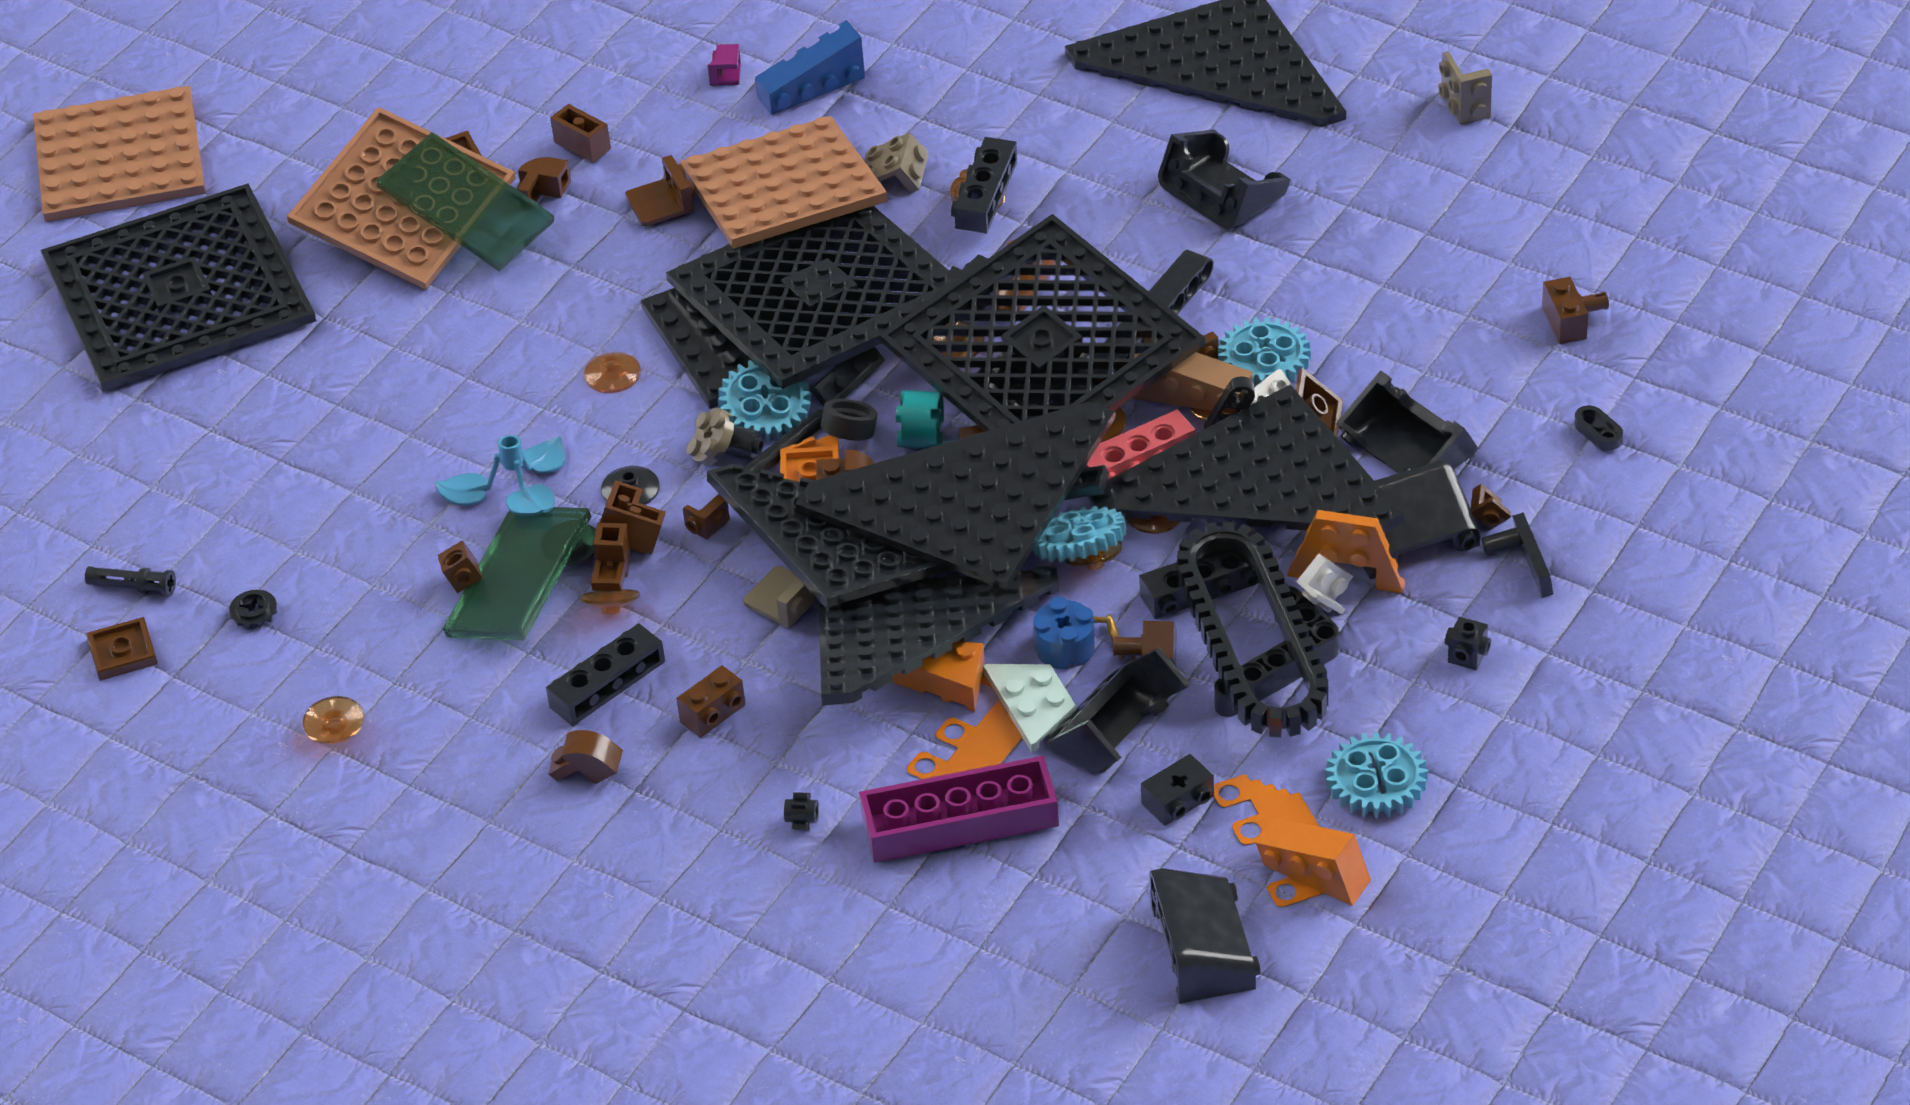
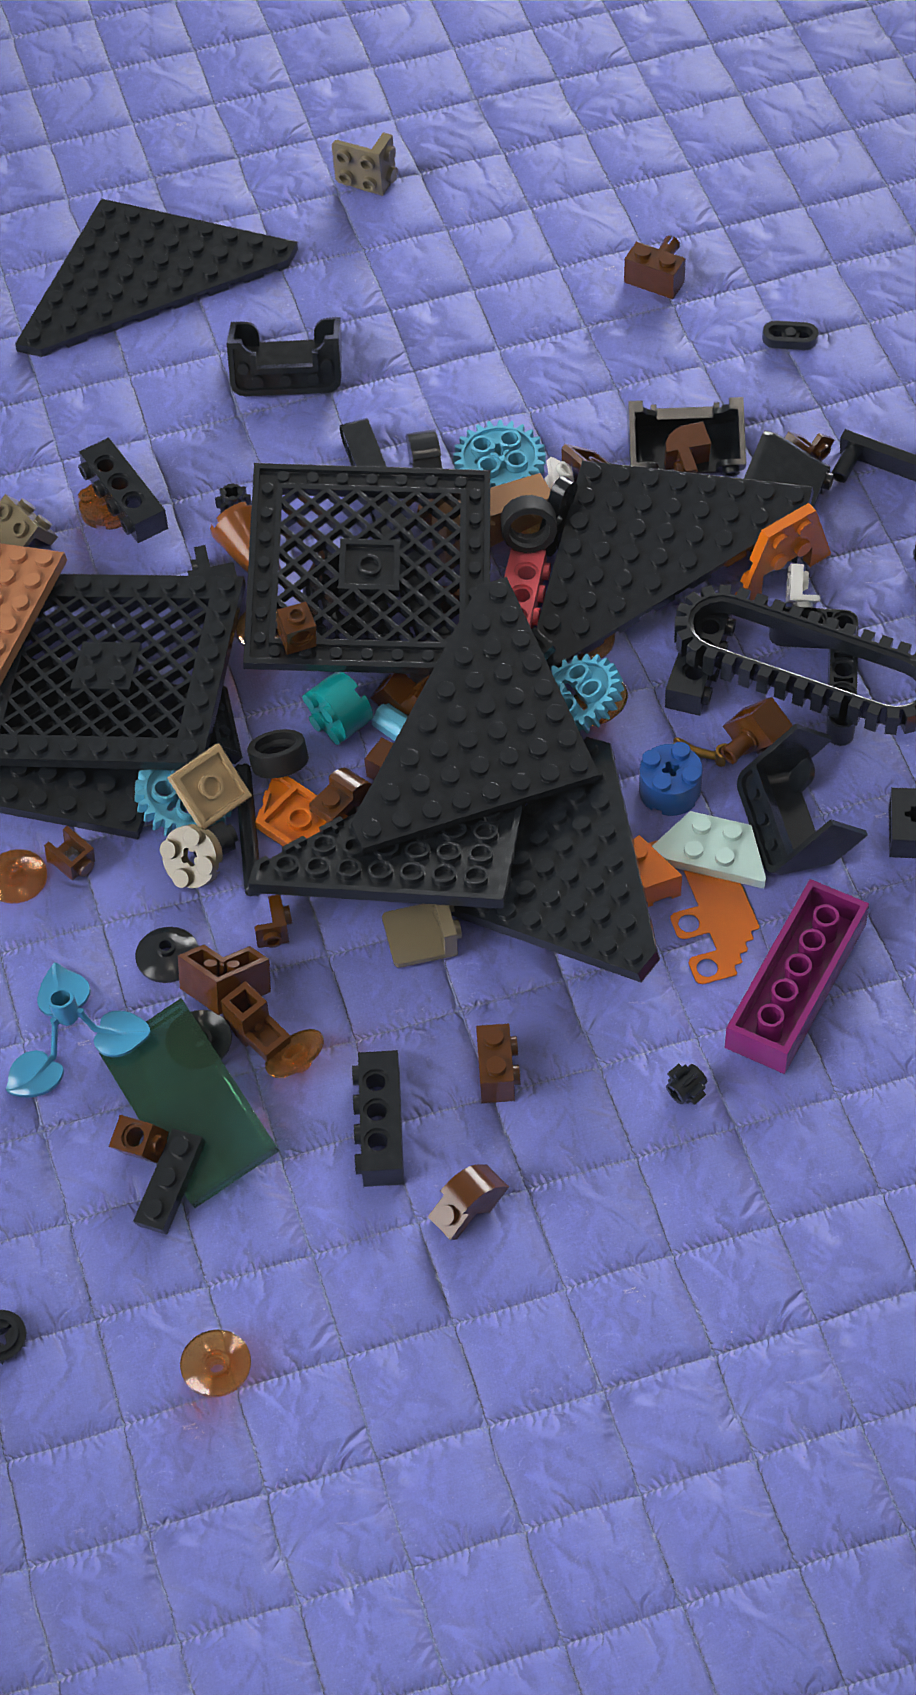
camera: 50 degrees left, 10 degrees up
(446, 605) = (169, 1181): none -> black plate
(651, 386) = (73, 856): none -> reddish brown window
(771, 400) = (209, 786): none -> tan tile
(931, 334) = (296, 627): none -> reddish brown brick
(1205, 390) = (523, 506): none -> black tyre
(1213, 308) = (424, 449): none -> black brick
(1394, 440) = (687, 447): none -> reddish brown brick

